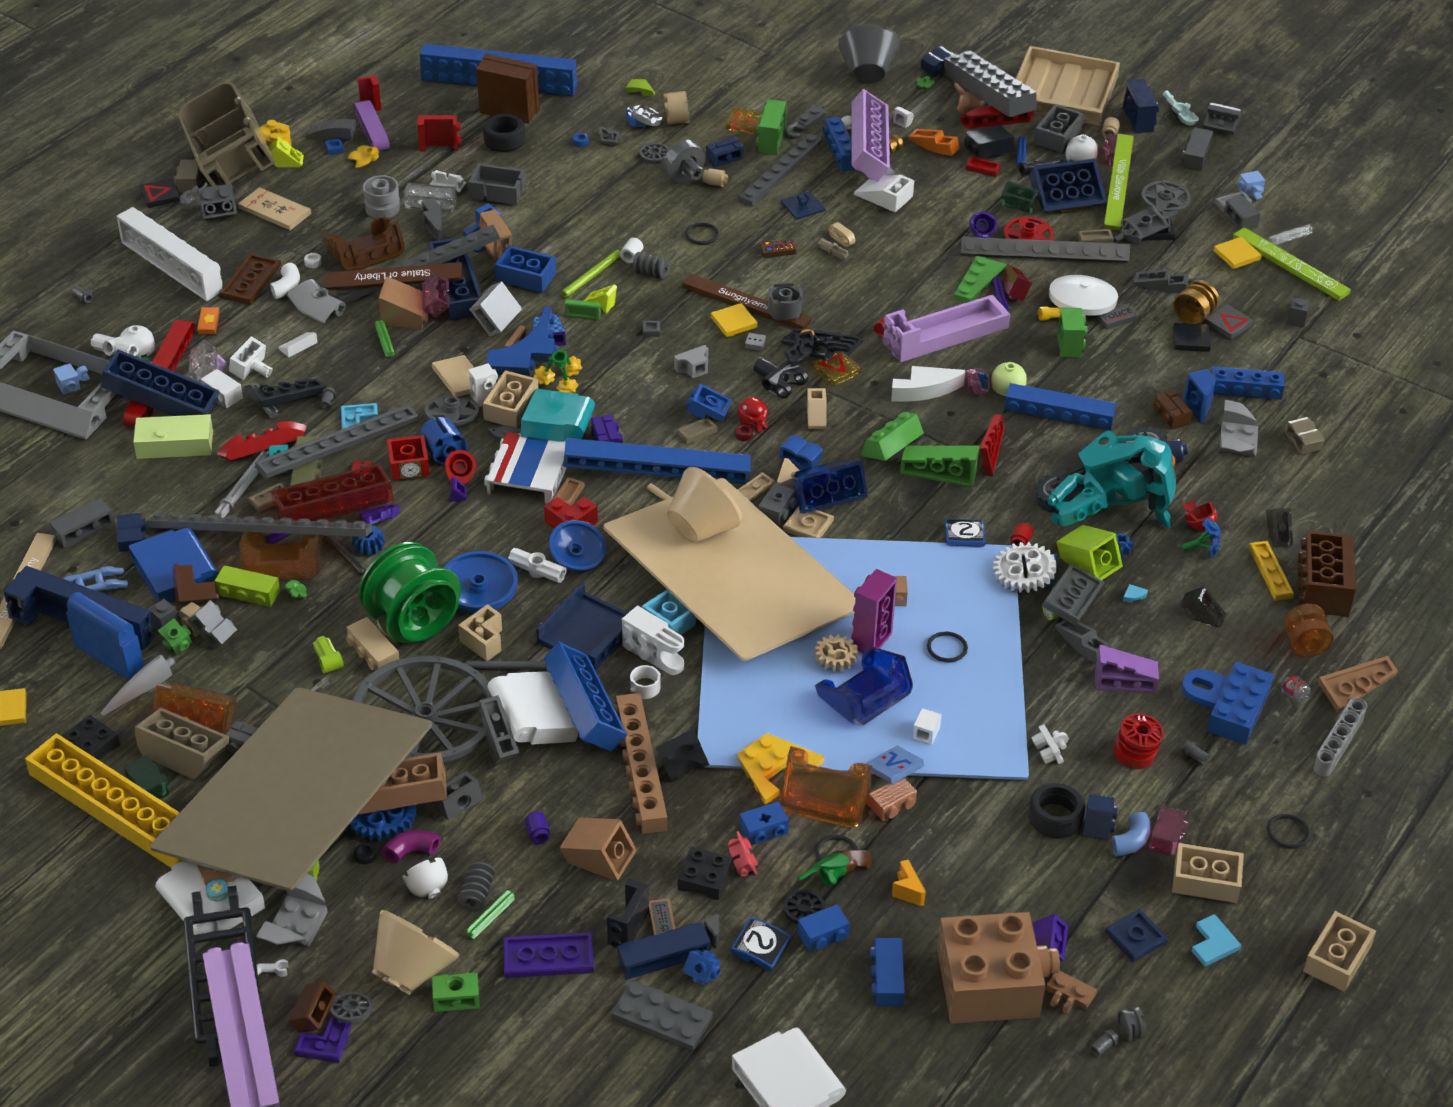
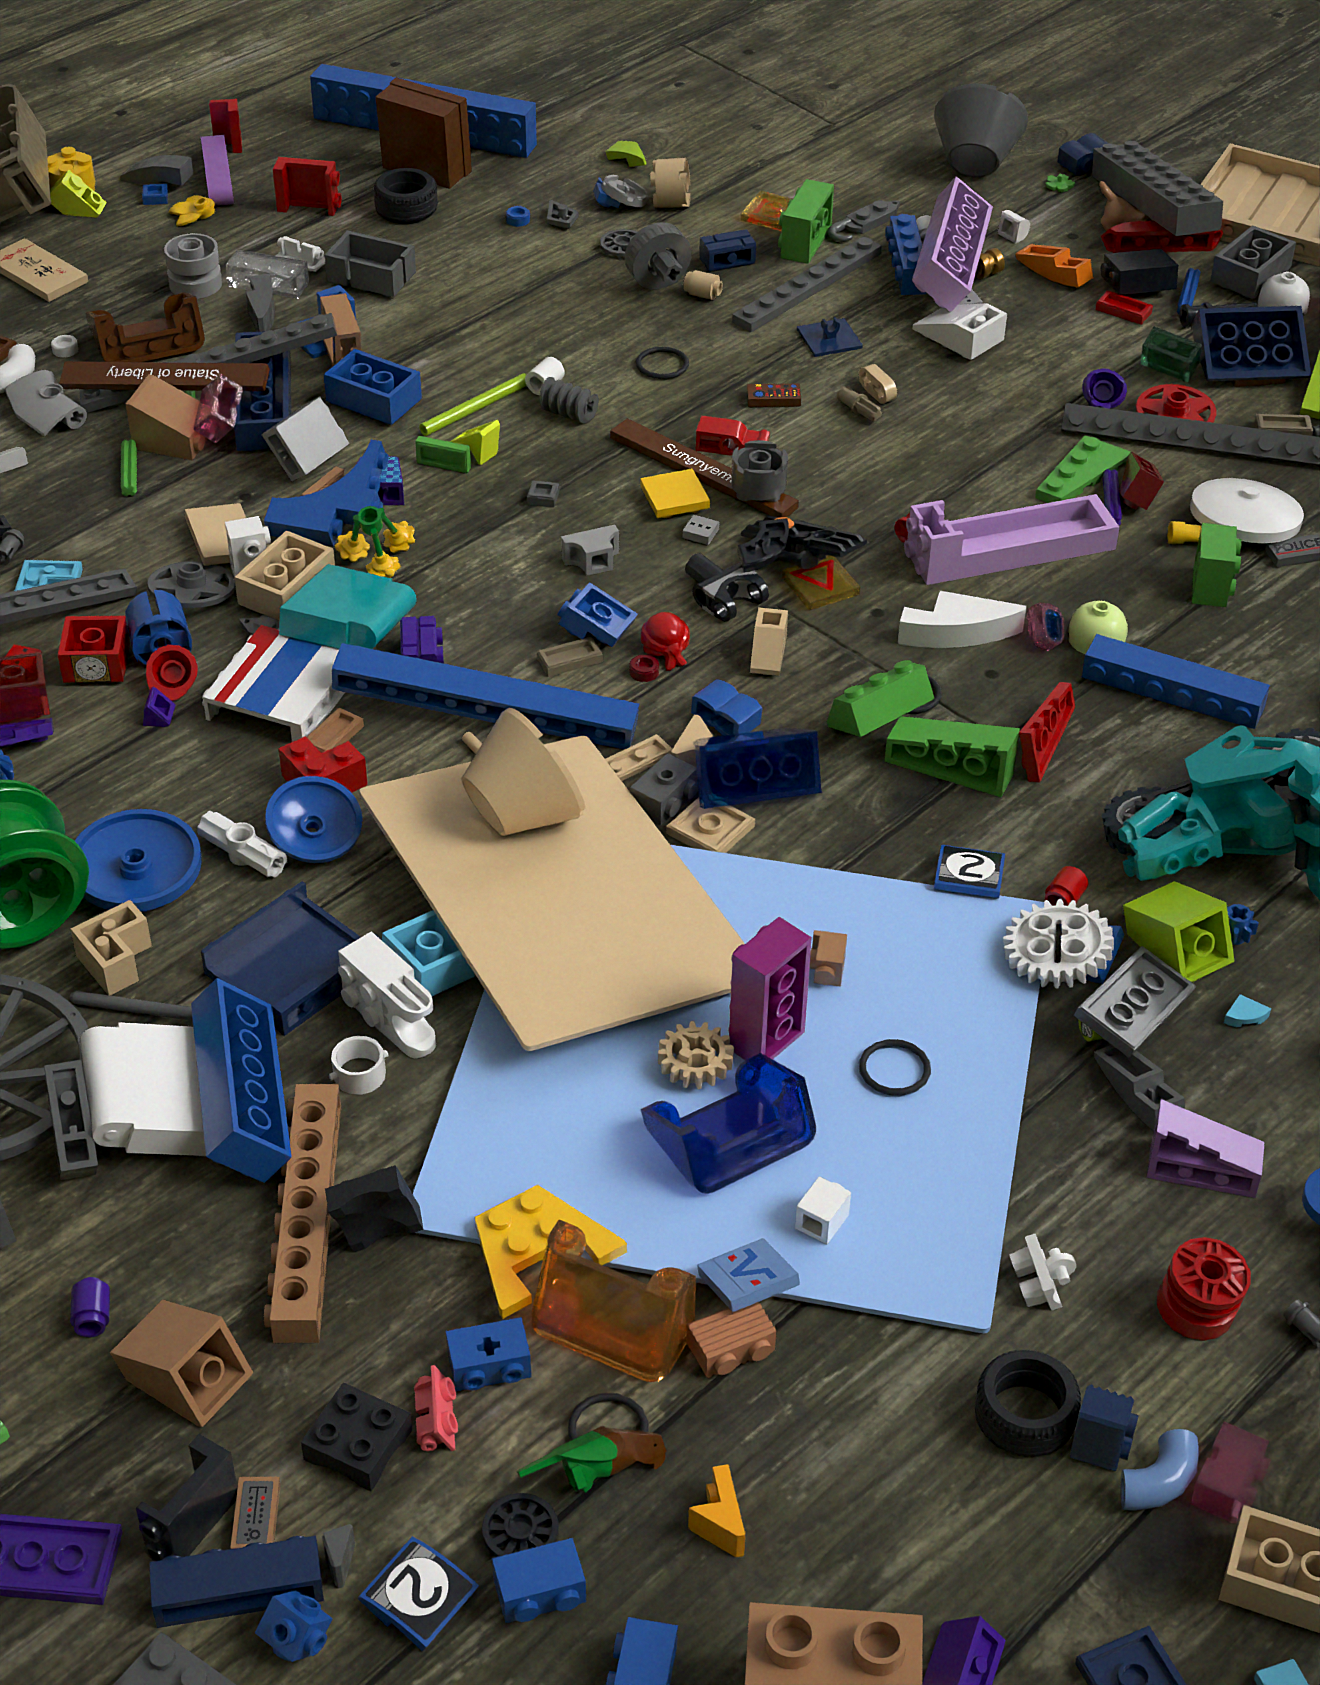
camera: 10 degrees right, 0 degrees up
(757, 279) = (725, 435): none -> red piece

